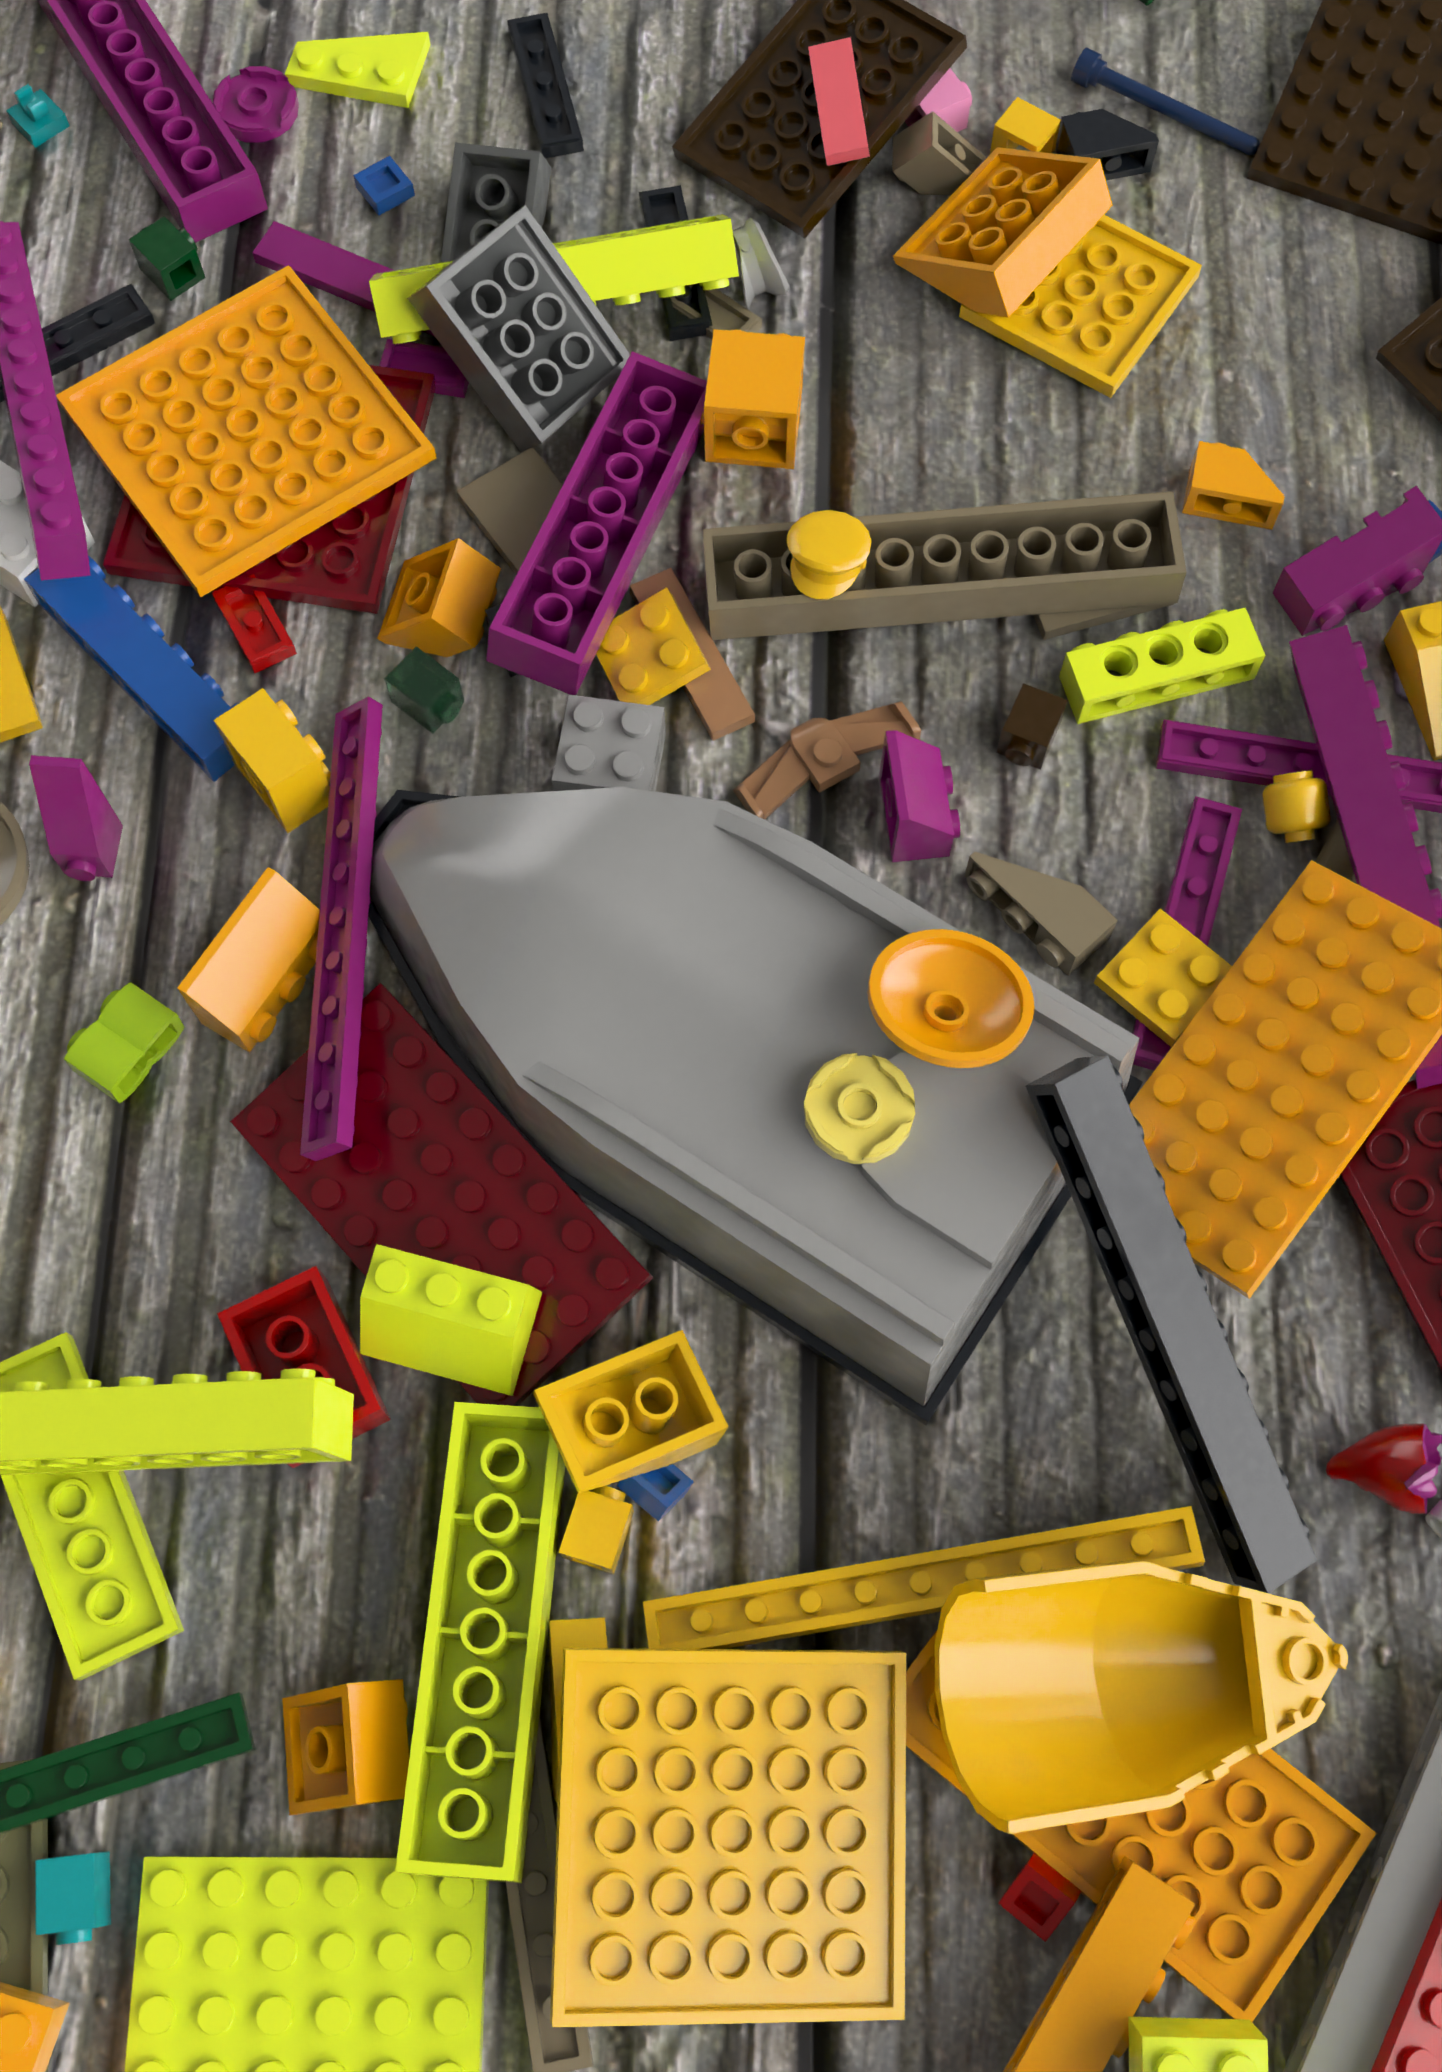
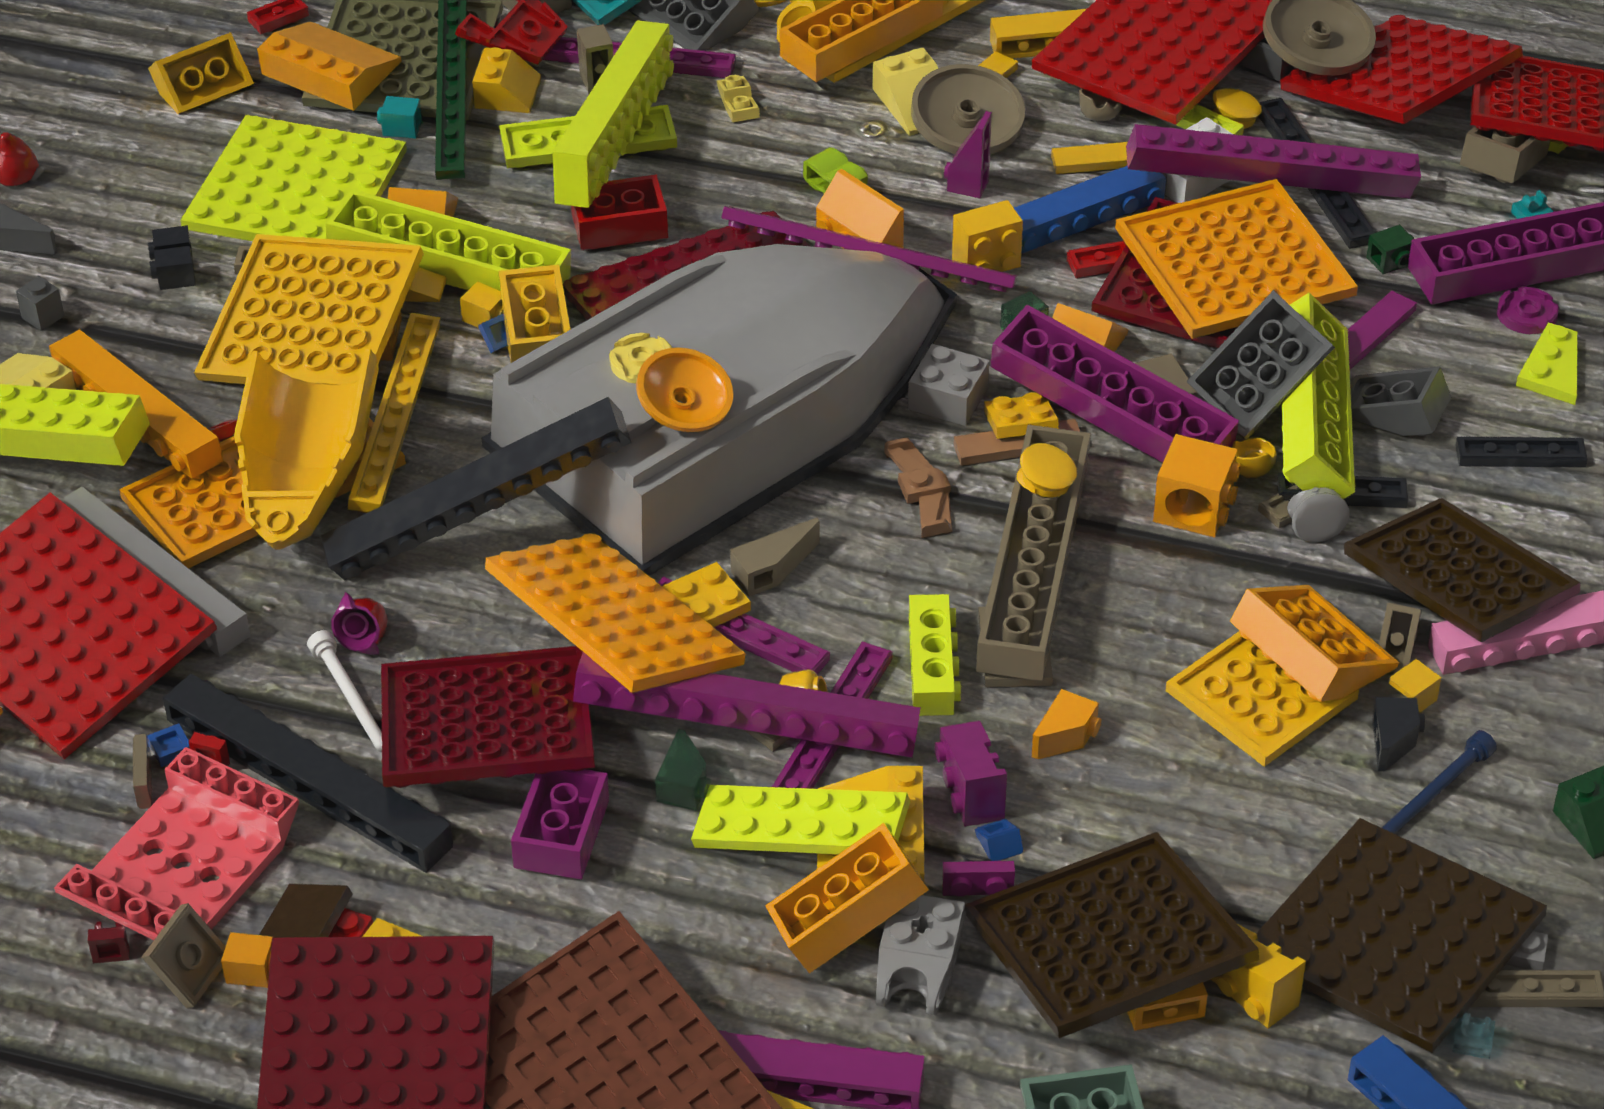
camera: 105 degrees right, 25 degrees down
(384, 185) = (1436, 354): blue plate -> none
(446, 1319) = (624, 258): neon yellow slope -> none
(661, 343) = (1256, 456): none -> yellow hair
(838, 101) = (1442, 563): coral tile -> none
(916, 799) = (868, 502): magenta slope -> none
(1031, 727) = (905, 577): dark brown brick -> none

